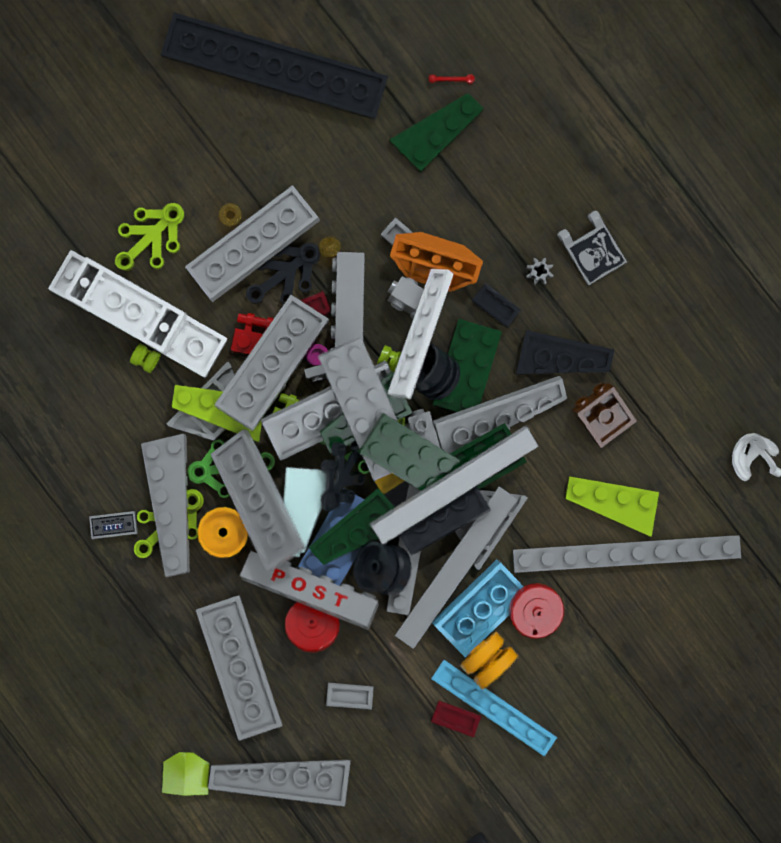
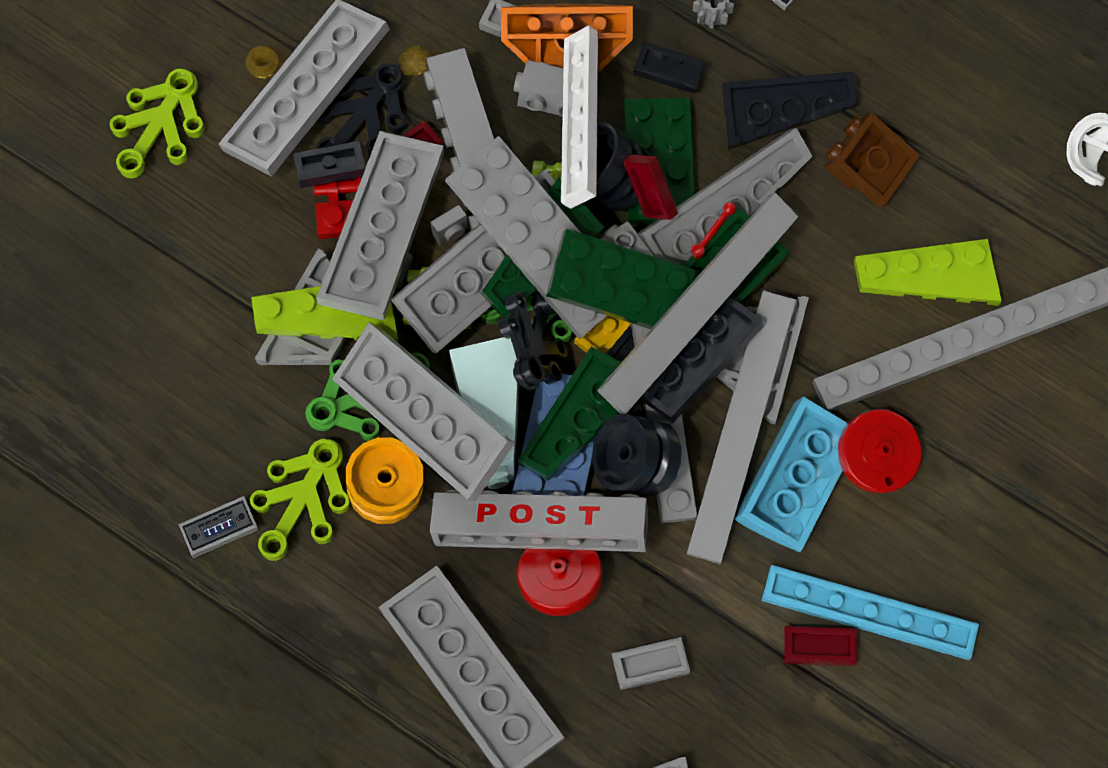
camera: 15 degrees left, 15 degrees down
(138, 313) = (170, 213): white bracket -> none
(145, 358) = (197, 280): lime wheel -> none
(167, 482) = (283, 442): light grey wing -> none
(251, 307) = (329, 164): none -> black plate
(314, 352) = (441, 202): dark pink tile -> none
(449, 398) = (650, 187): none -> dark red tile
(468, 443) = (697, 250): none -> red hinge
(491, 663) = (840, 538): light orange wheel -> none

